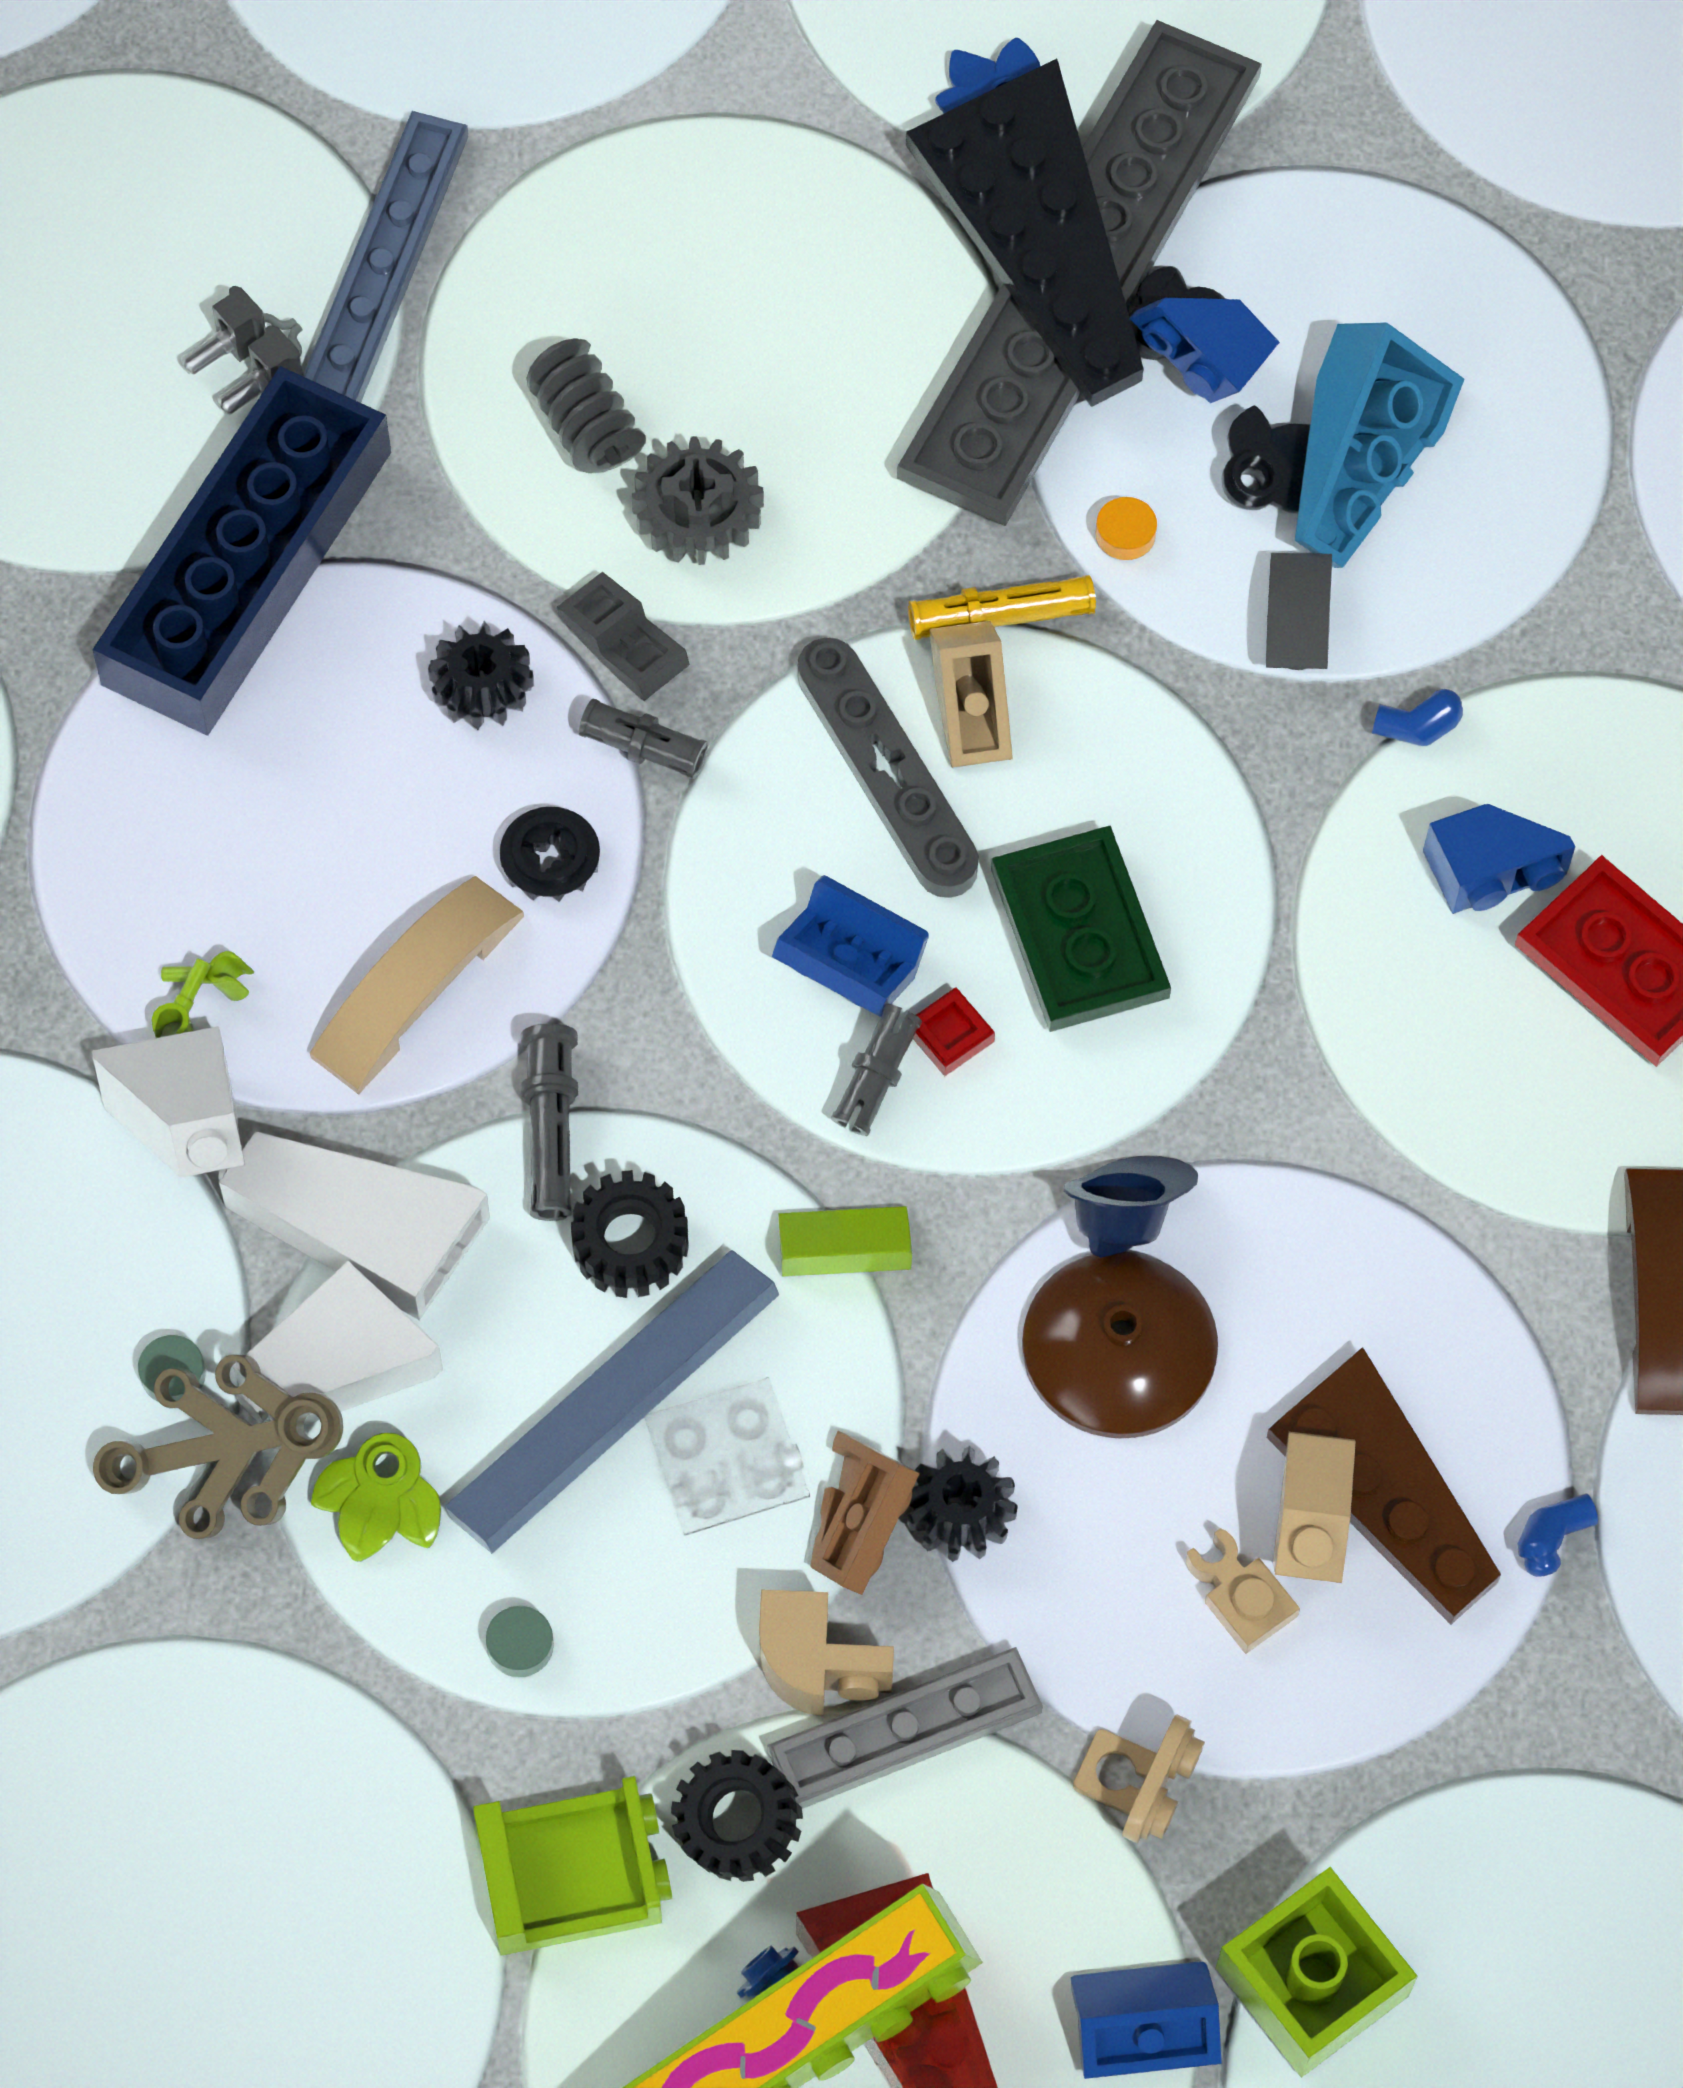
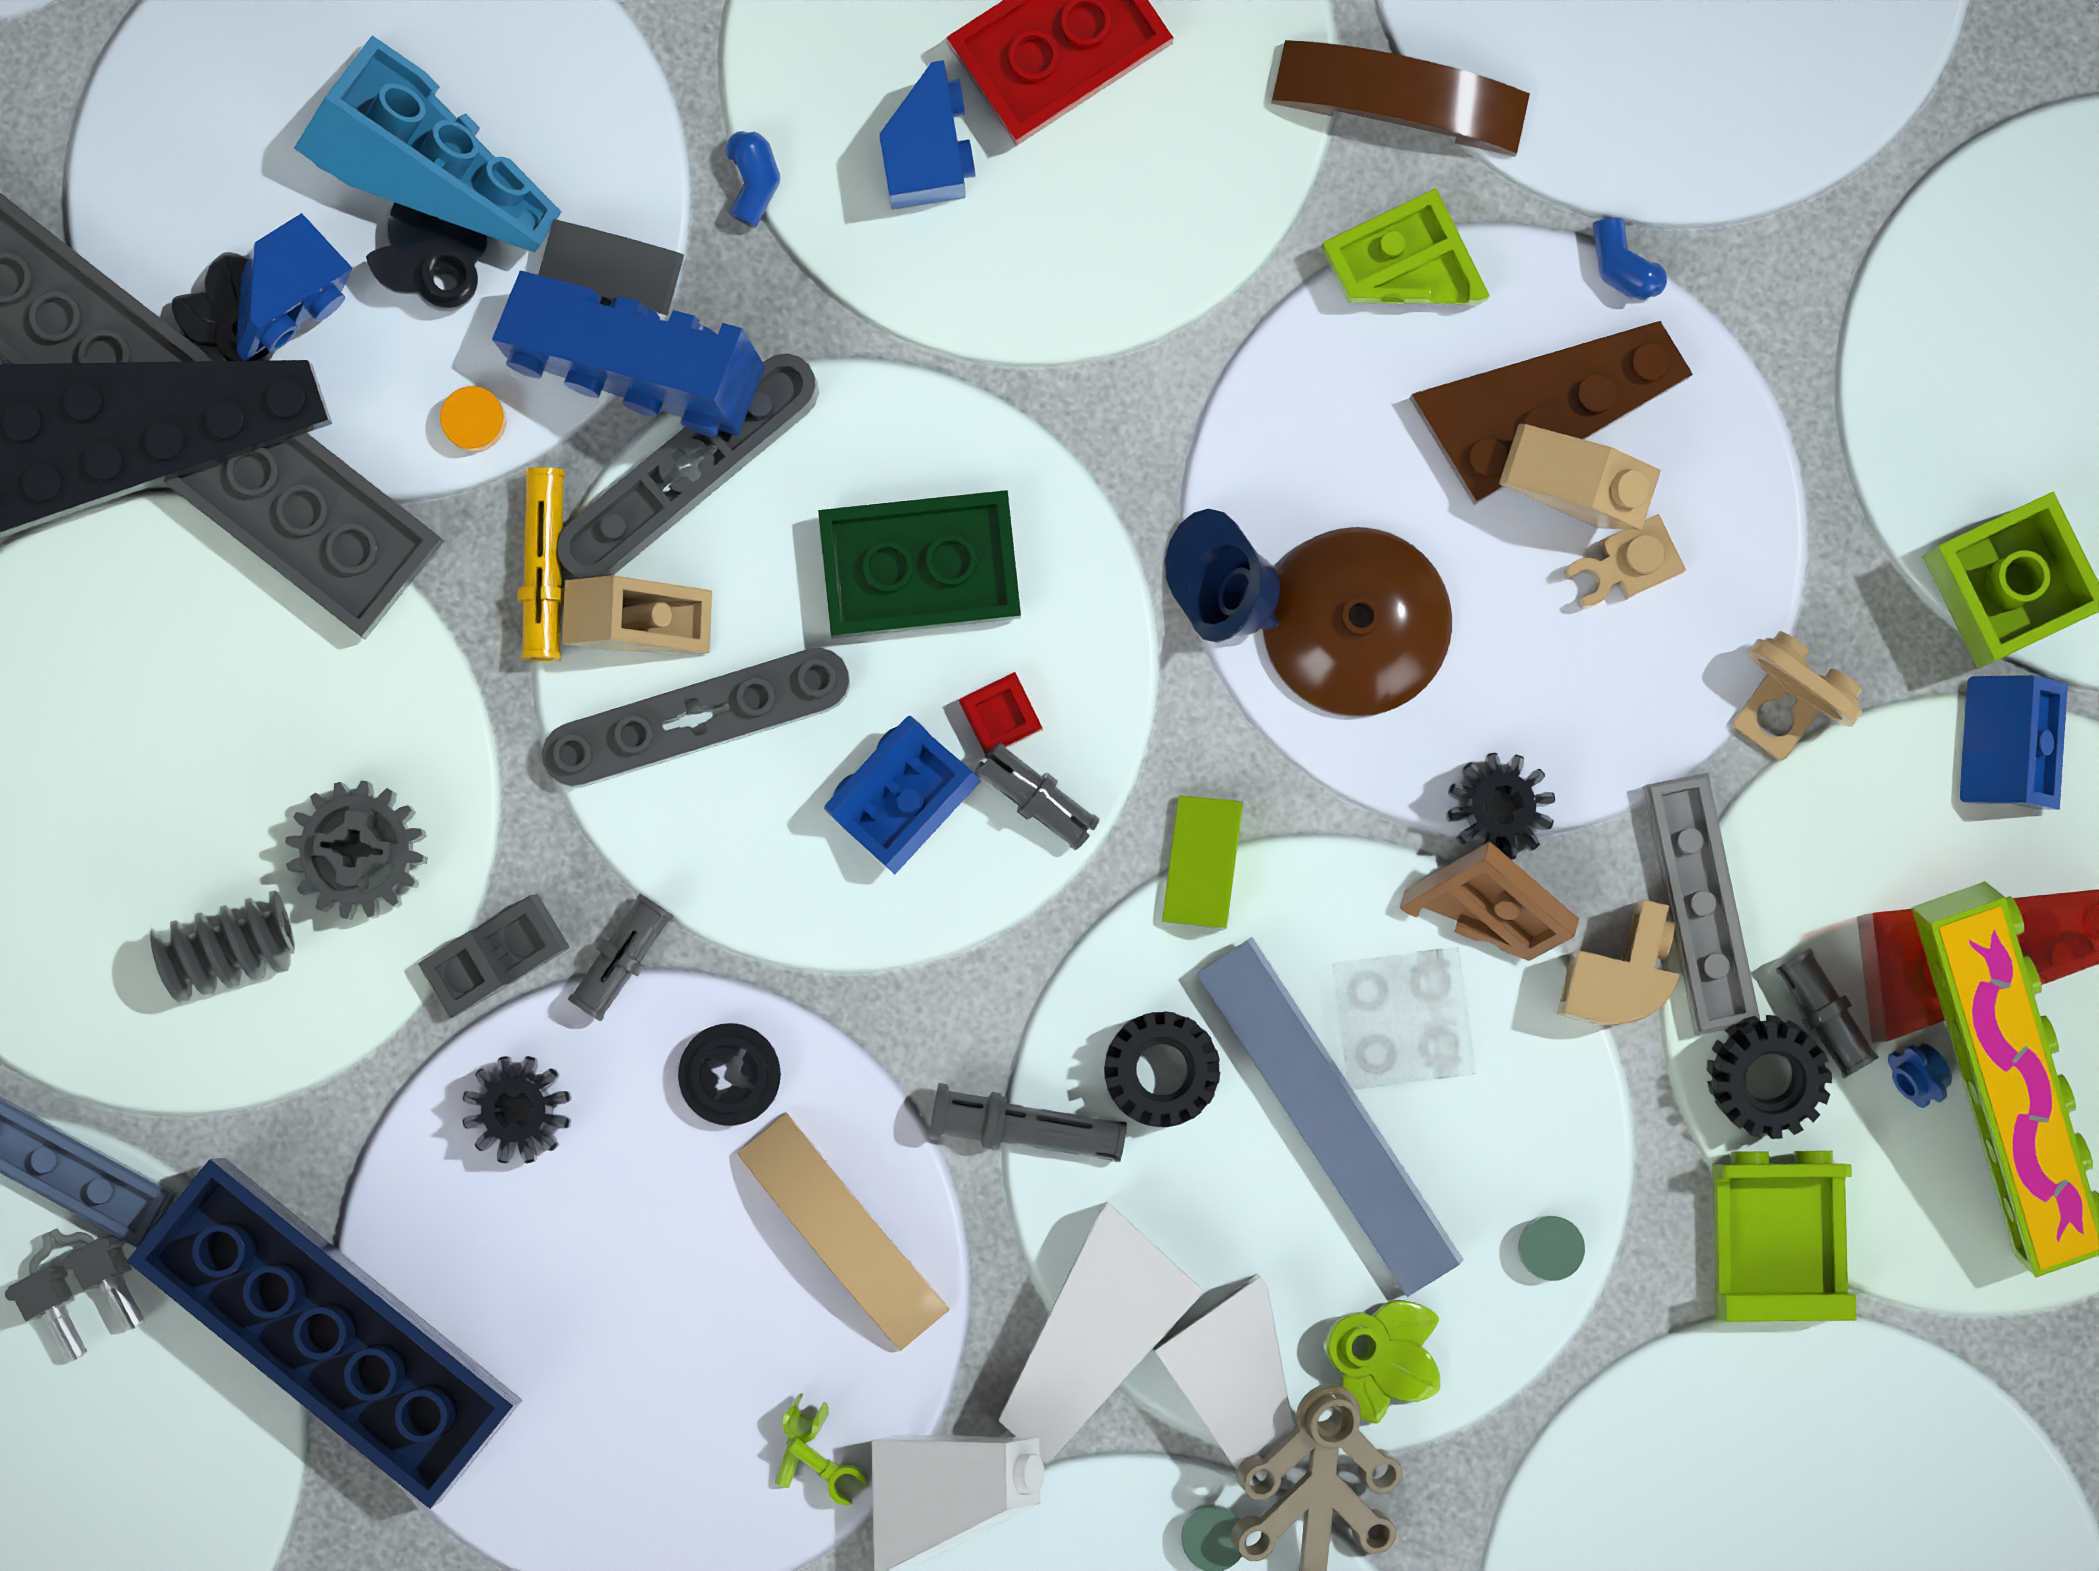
camera: 80 degrees left, 20 degrees up
(816, 1870) = (1827, 1013): none -> dark grey pin
(1091, 688) = (637, 508): none -> dark grey piece
(1218, 633) = (630, 353): none -> blue wedge
(1500, 1317) = (1406, 258): none -> lime wing

